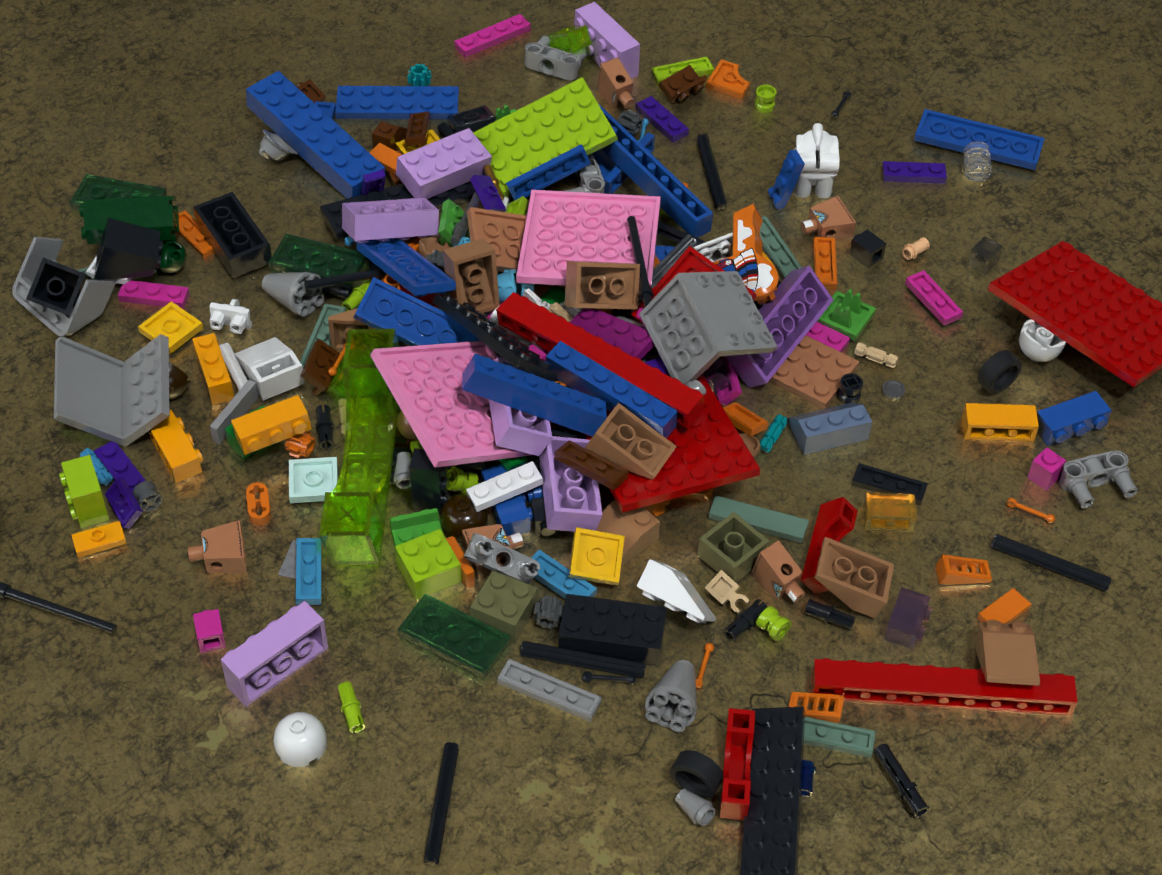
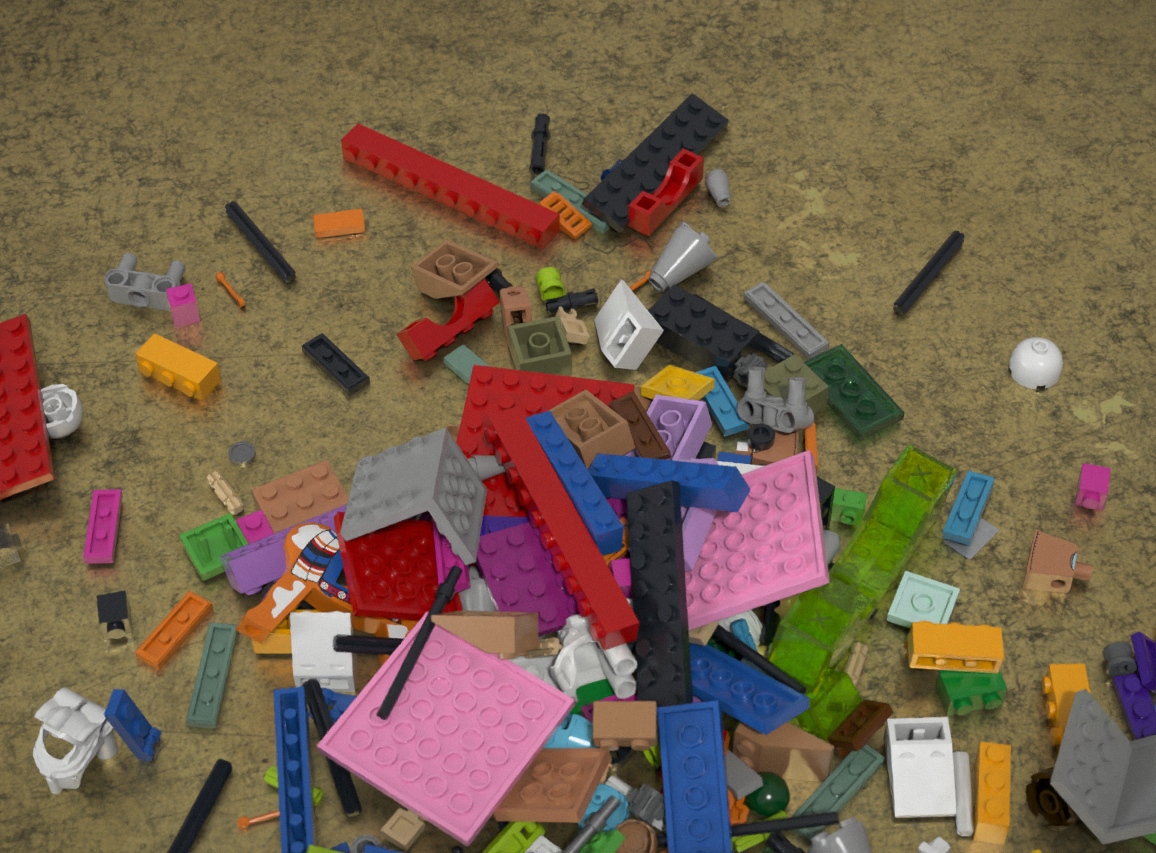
camera: 150 degrees left, 0 degrees up
(236, 408) = (987, 722): light grey tile -> none
(254, 504) = (989, 606): orange beam -> none
(274, 653) = (1036, 424): lavender brick -> none
(324, 427) = (883, 666): black pin -> none
(333, 370) = (849, 710): orange hinge -> none
(351, 707) = (977, 369): lime axle -> none
(428, 564) = (846, 458): lime brick -> none
(503, 535) = (760, 437): none -> black tile
(587, 676) = (727, 308): black hinge -> none
(696, 773) = (706, 195): black tyre -> none
(830, 220) = (122, 668): nougat torso -> none
(831, 427) = (342, 432): sand blue slope -> none
(850, 388) = (289, 458): black wheel -> none
(889, 512) = (363, 331): clear yellow brick -> none
(907, 618) = (427, 237): clear purple brick -> none
(911, 251) = (60, 595): light nougat pin -> none
(948, 574) = (355, 273): orange slope -> none
(999, 371) = (131, 388): black tyre -> none
(1007, 653) = (381, 169): medium nougat slope -> none
(1072, 418) = (104, 341): blue brick -> none

